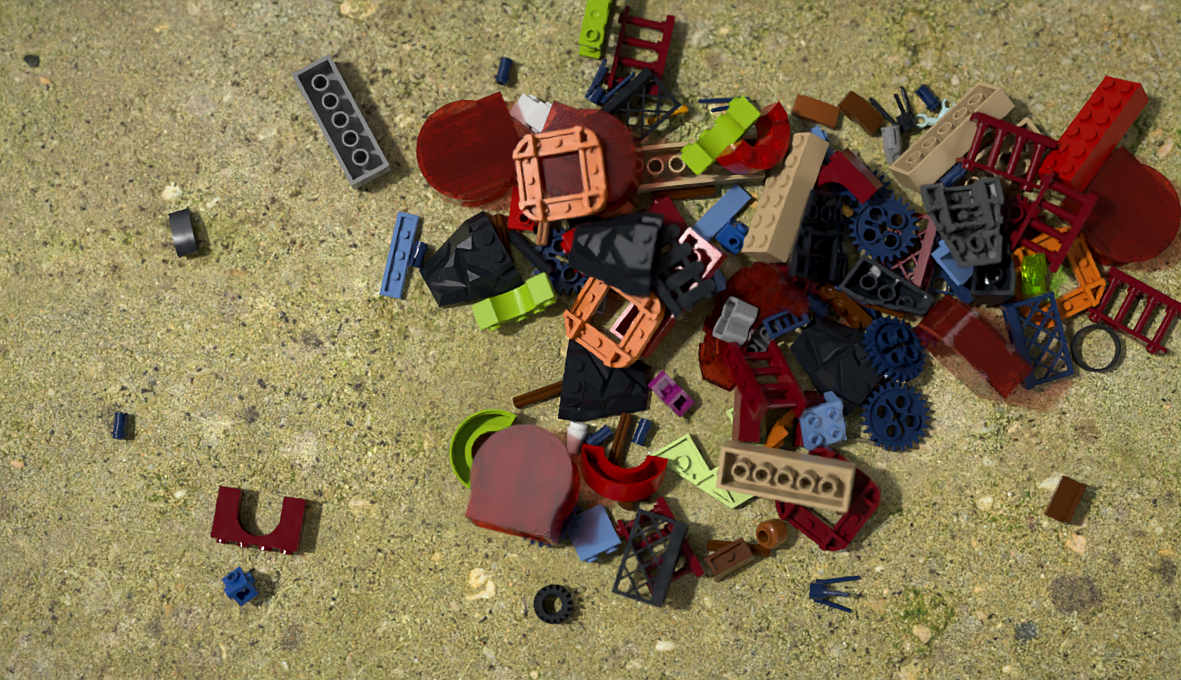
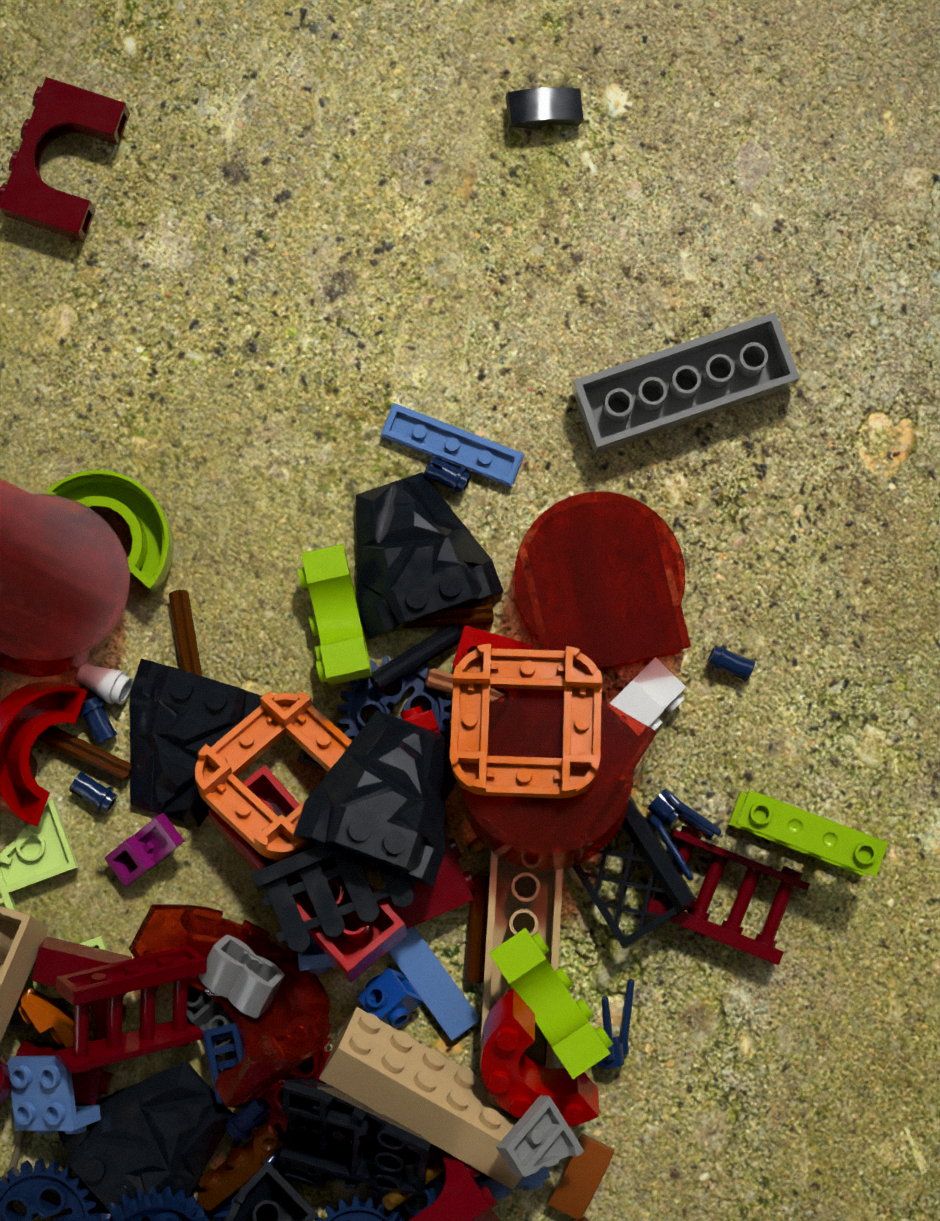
camera: 100 degrees right, 0 degrees up
(684, 109) = (610, 894): light orange hinge -> none
(798, 130) = (538, 1139): none -> light grey wing

